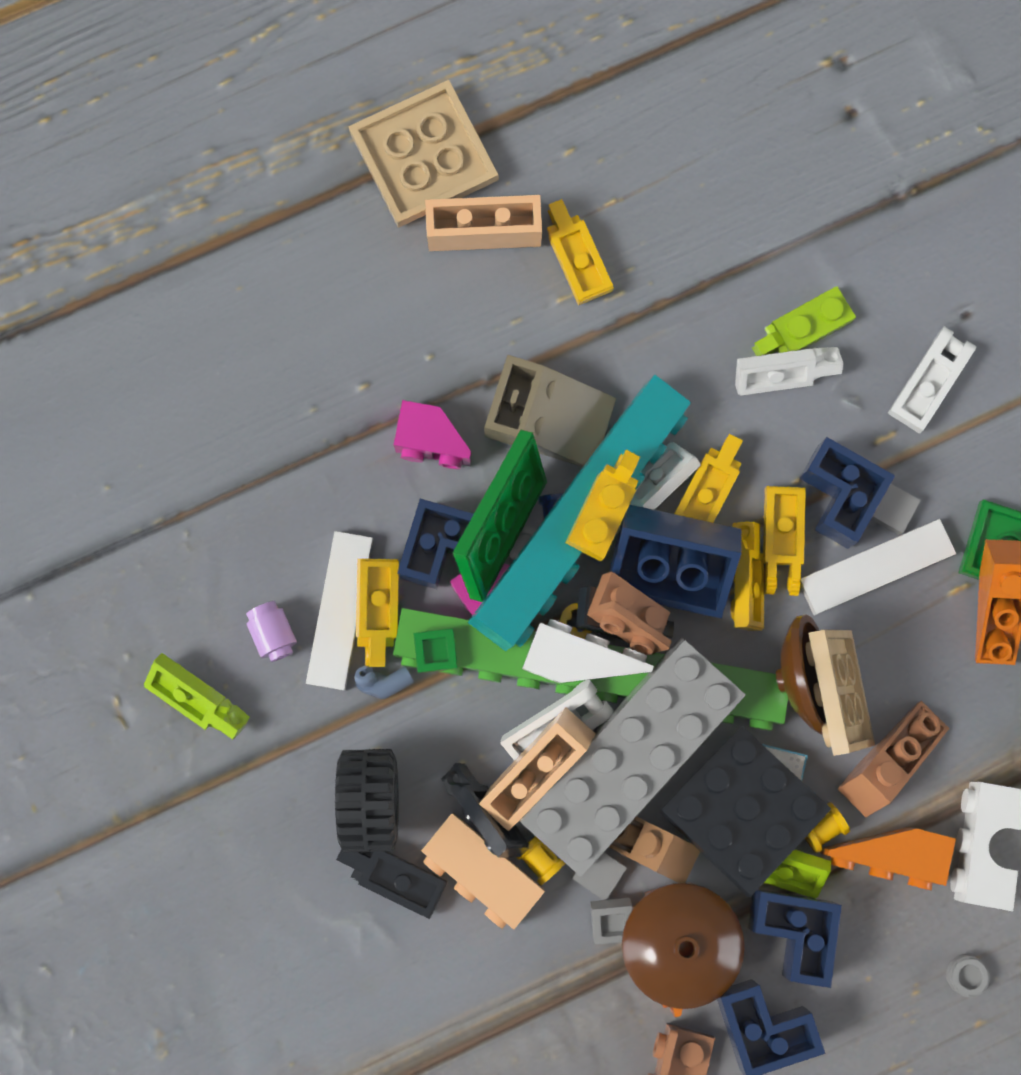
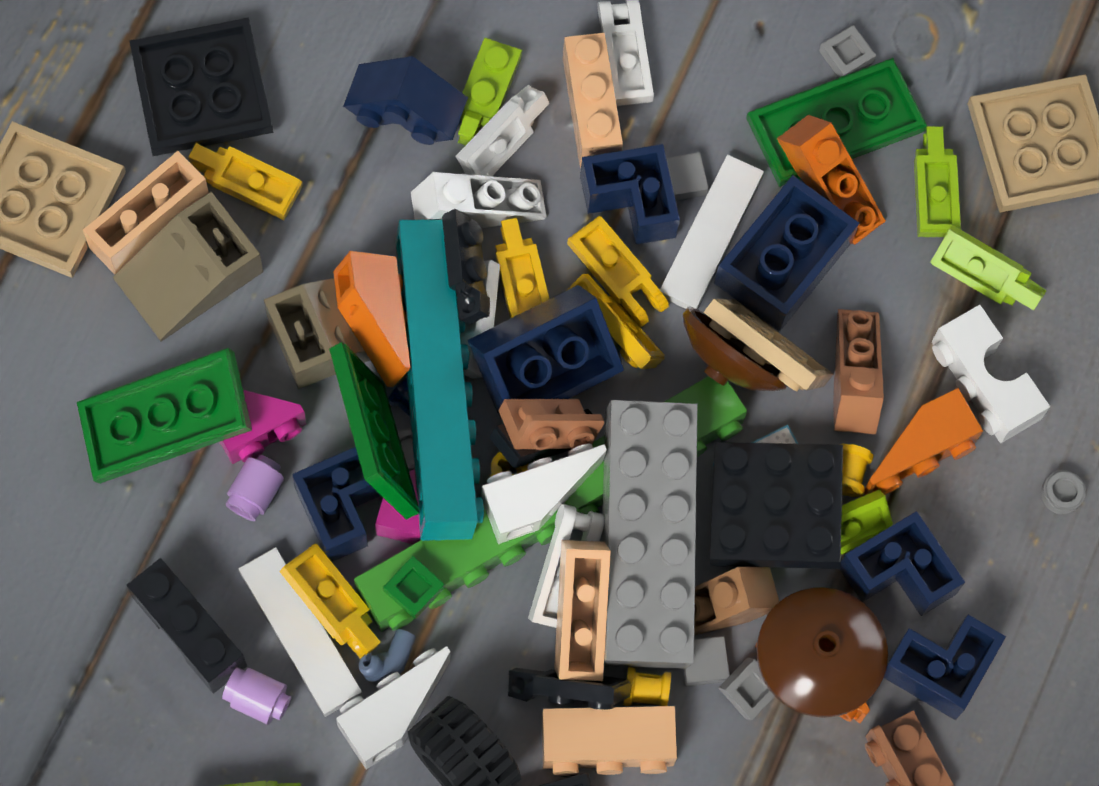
camera: 45 degrees left, 10 degrees down
(262, 542) = (186, 624): none -> black arch
(344, 723) = (382, 720): none -> white slope
(373, 381) = (164, 416): none -> green tile
(393, 483) = (254, 487): none -> lavender brick
(480, 286) = (189, 267): none -> dark tan slope
(579, 423) = (372, 306): none -> orange slope
(602, 159) = (201, 86): none -> black plate
(605, 507) = (454, 353): yellow hinge -> none
(673, 447) = (466, 265): none -> black hinge
(726, 404) = (479, 197): none -> white slope
(739, 285) = (406, 95): none -> dark blue brick
(876, 395) = (591, 95): none -> light nougat brick
(918, 629) = (786, 253): none -> dark blue brick

